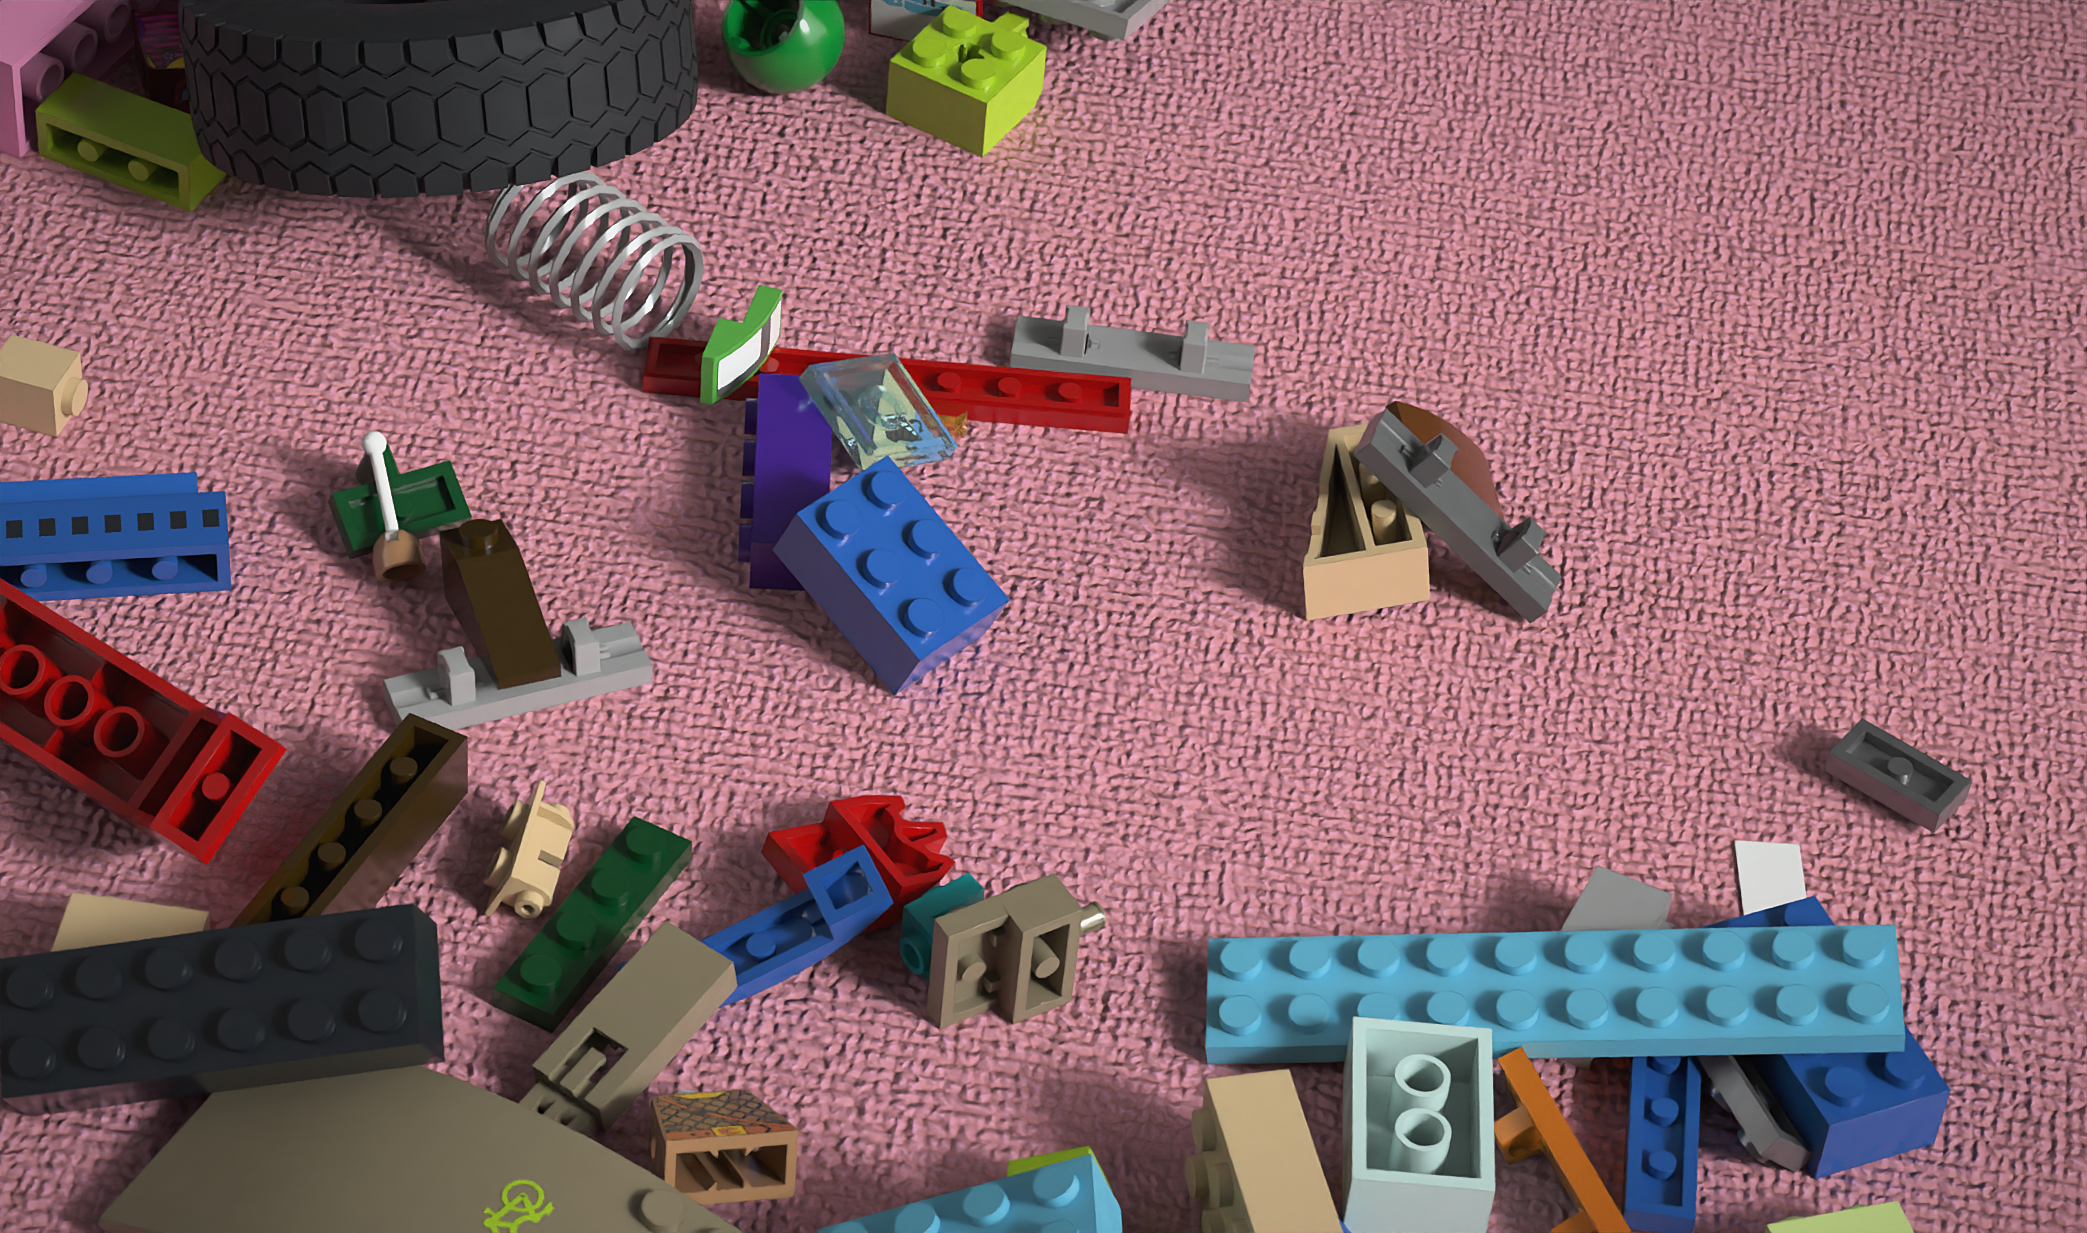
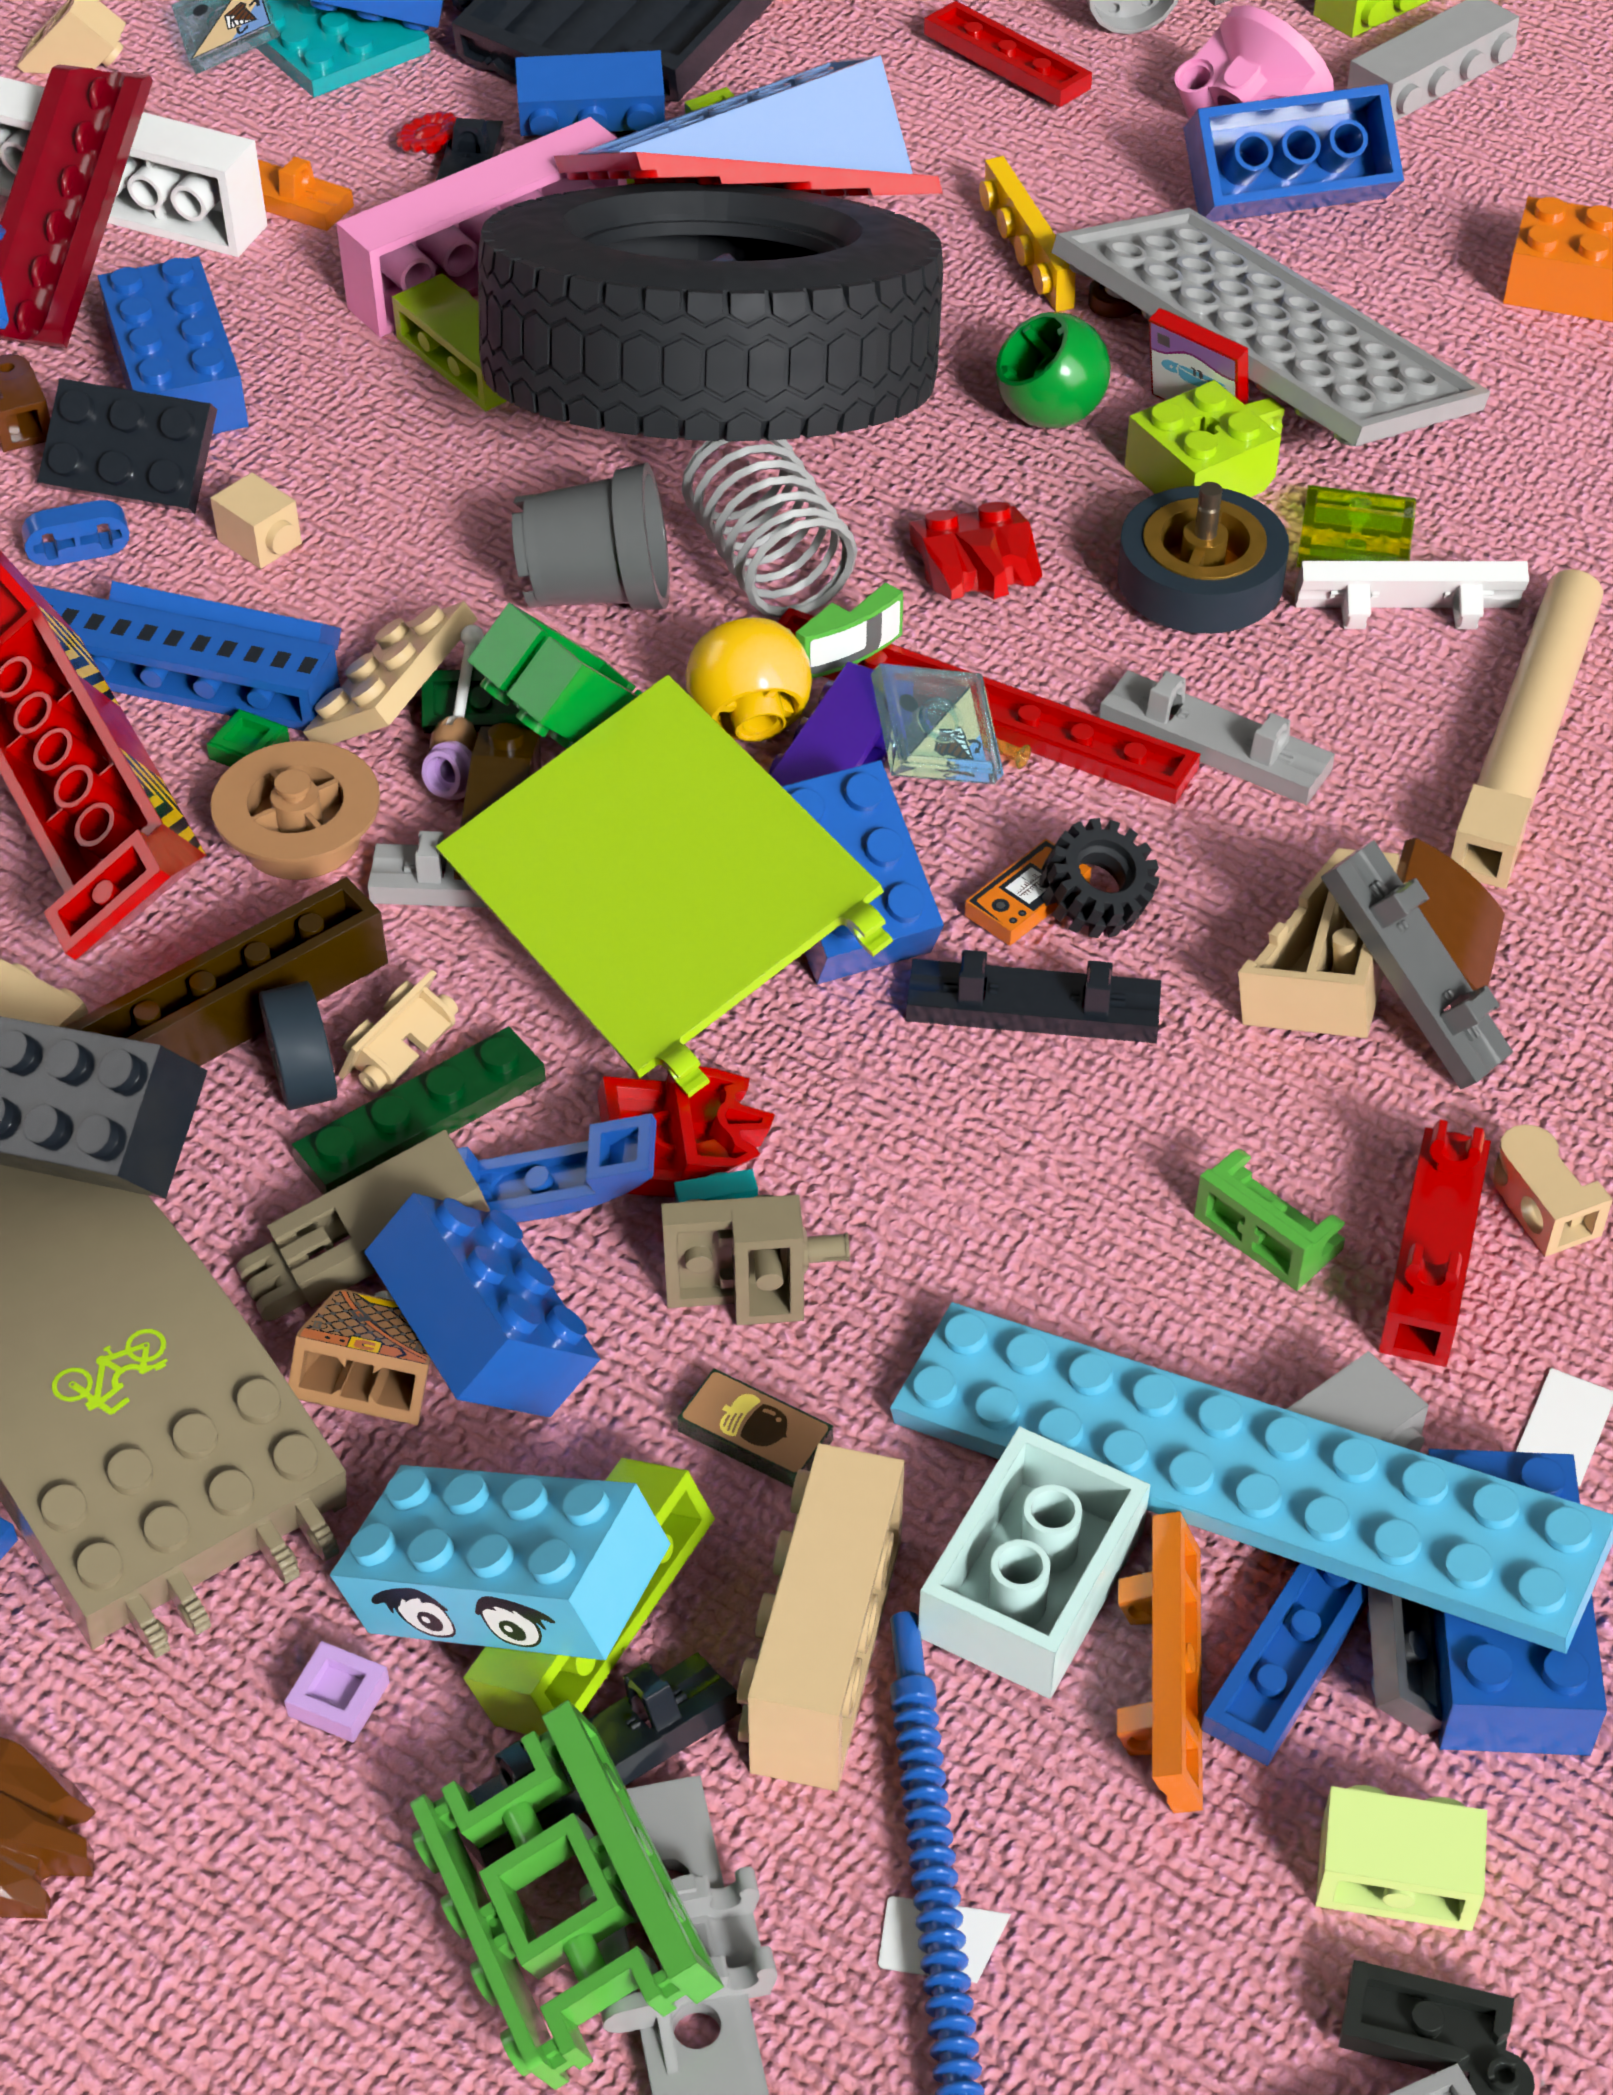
camera: 30 degrees right, 5 degrees up
(173, 617) = (244, 735): none -> green tile
(287, 663) = (296, 807): none -> medium nougat wheel
(297, 507) = (390, 674): none -> tan plate
(407, 601) = (438, 770): none -> lavender plate
(435, 318) = (595, 543): none -> dark grey piece
(456, 886) = (298, 1045): none -> black wheel
(518, 472) = (548, 677): none -> green piece
(674, 416) = (750, 677): none -> yellow wheel
(728, 624) = (661, 877): none -> lime flag
(801, 234) = (976, 550): none -> red plate
(801, 1065) = (482, 1306): none -> blue brick
(1031, 187) = (1202, 559): none -> black wheel
(1045, 552) = (1013, 899): none -> tile
(1092, 1105) = (753, 1427): none -> tile
(1100, 538) = (1115, 855): none -> black tyre
(1110, 650) = (1034, 999): none -> black hinge
(1150, 127) = (1355, 526): none -> clear neon green slope
(1195, 176) = (1411, 584): none -> white hinge
(1434, 791) = (1264, 1223): none -> bright green hinge
(1435, 361) = (1517, 757): none -> tan brick
(1593, 761) = (1435, 1245): none -> red brick
(1656, 688) = (1545, 1192): none -> tan leg

